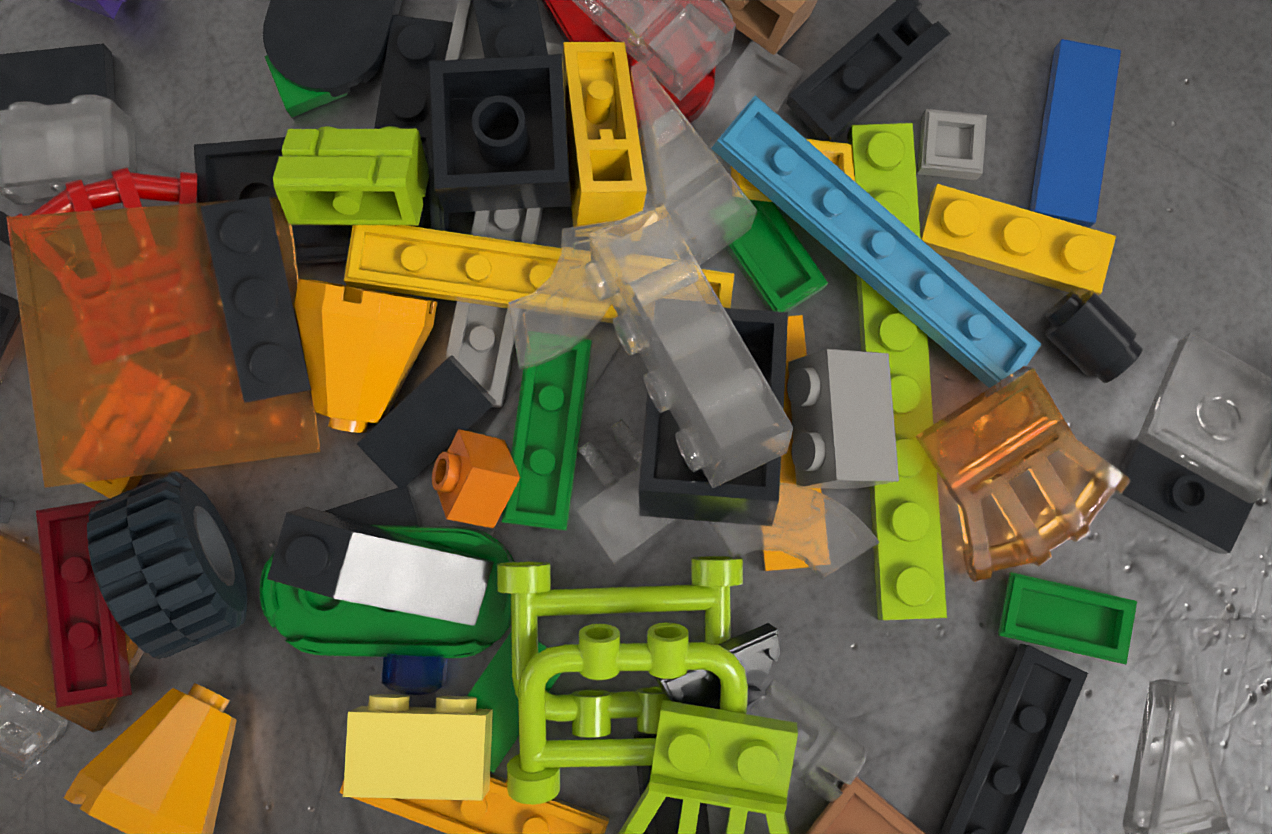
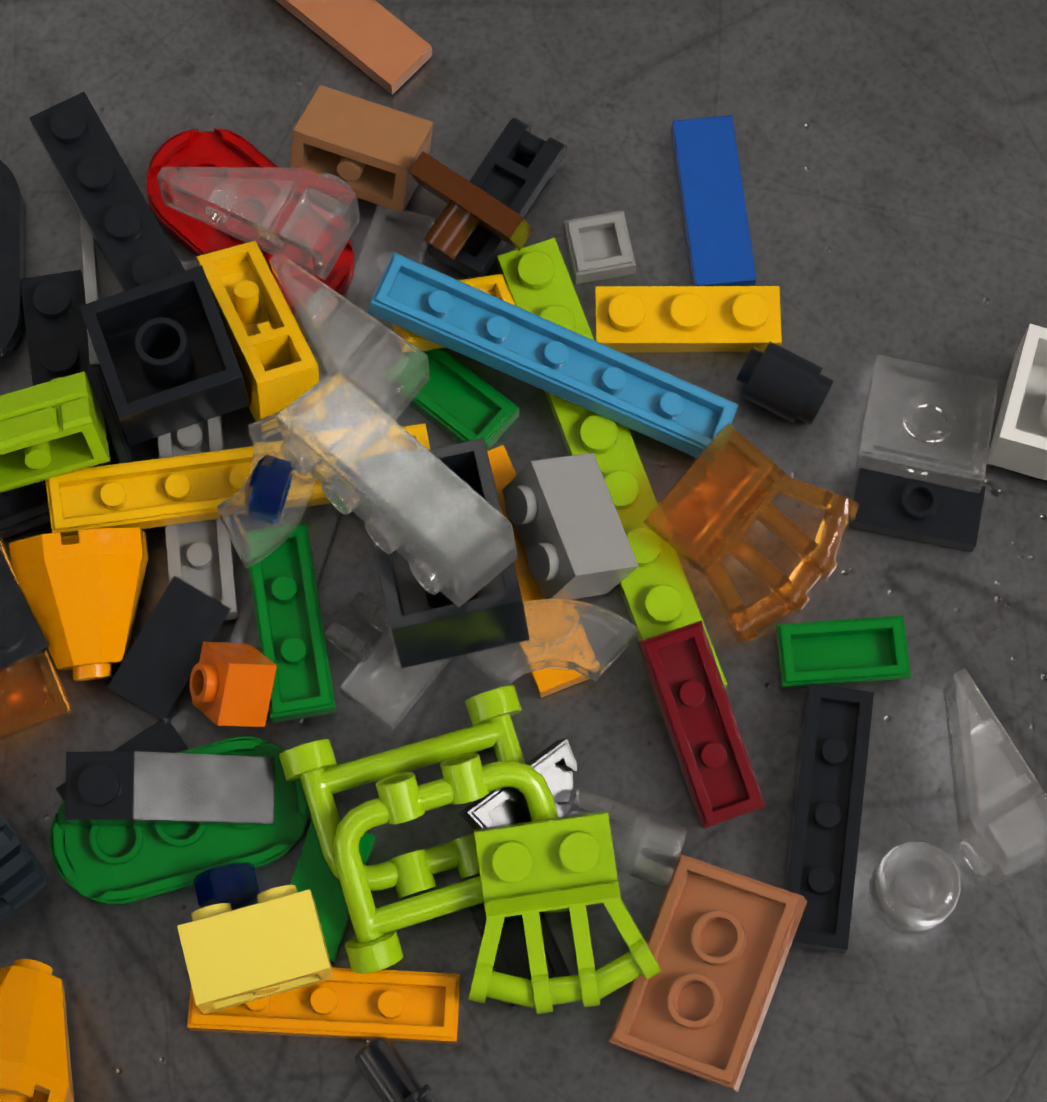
camera: 15 degrees left, 10 degrees down
(561, 302) = (268, 489): none -> clear blue tile
(838, 70) = (465, 209): none -> reddish brown tile
(911, 652) = (701, 724): none -> dark red tile

